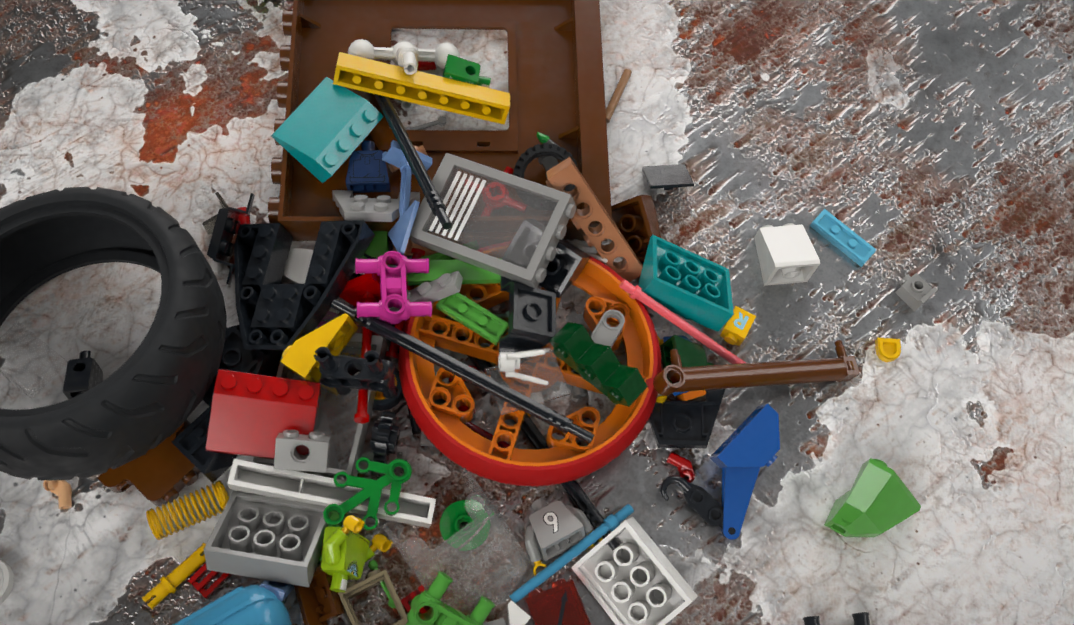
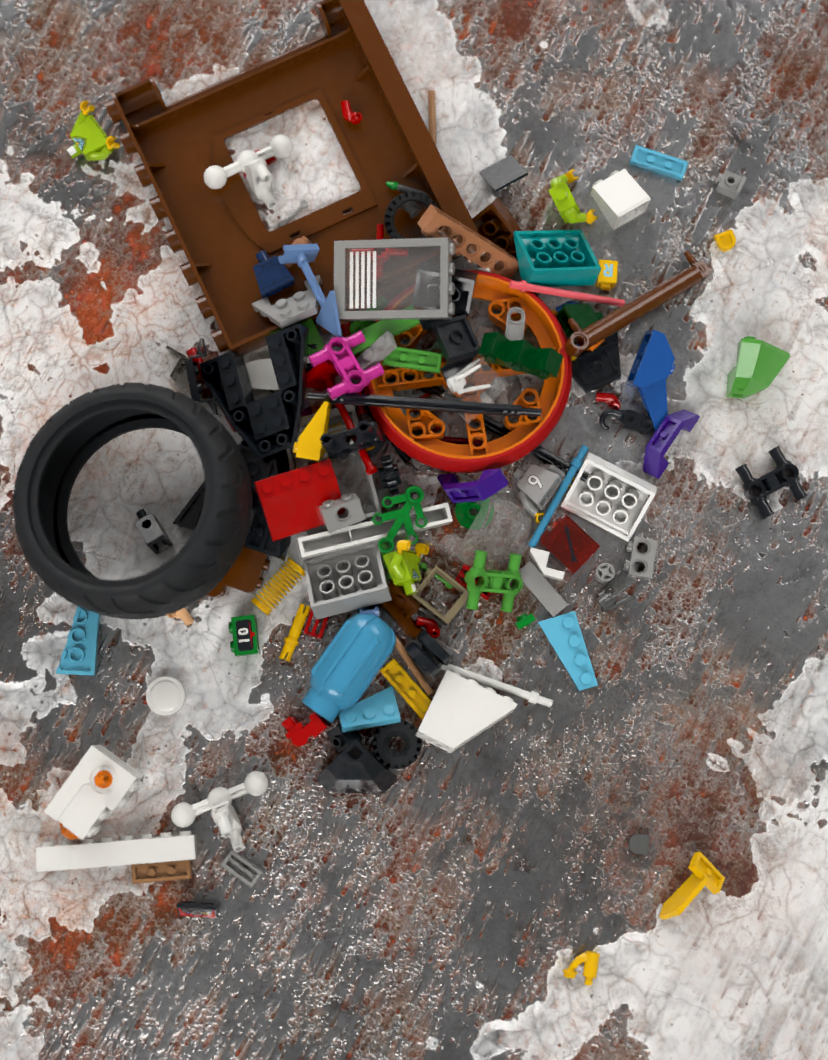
camera: 15 degrees left, 15 degrees up
(117, 551) = (245, 635): none -> brick
(327, 128) = (226, 256): teal slope -> none
(421, 88) = (283, 188): yellow brick -> none
(432, 196) = (342, 282): black axle -> none
(464, 71) = (304, 161): green torso -> none
(490, 496) = (487, 485): none -> dark purple slope
(531, 55) = (348, 115): none -> red arm
(707, 561) = (663, 438): none -> dark purple slope
(723, 232) = (565, 201): none -> lime torso

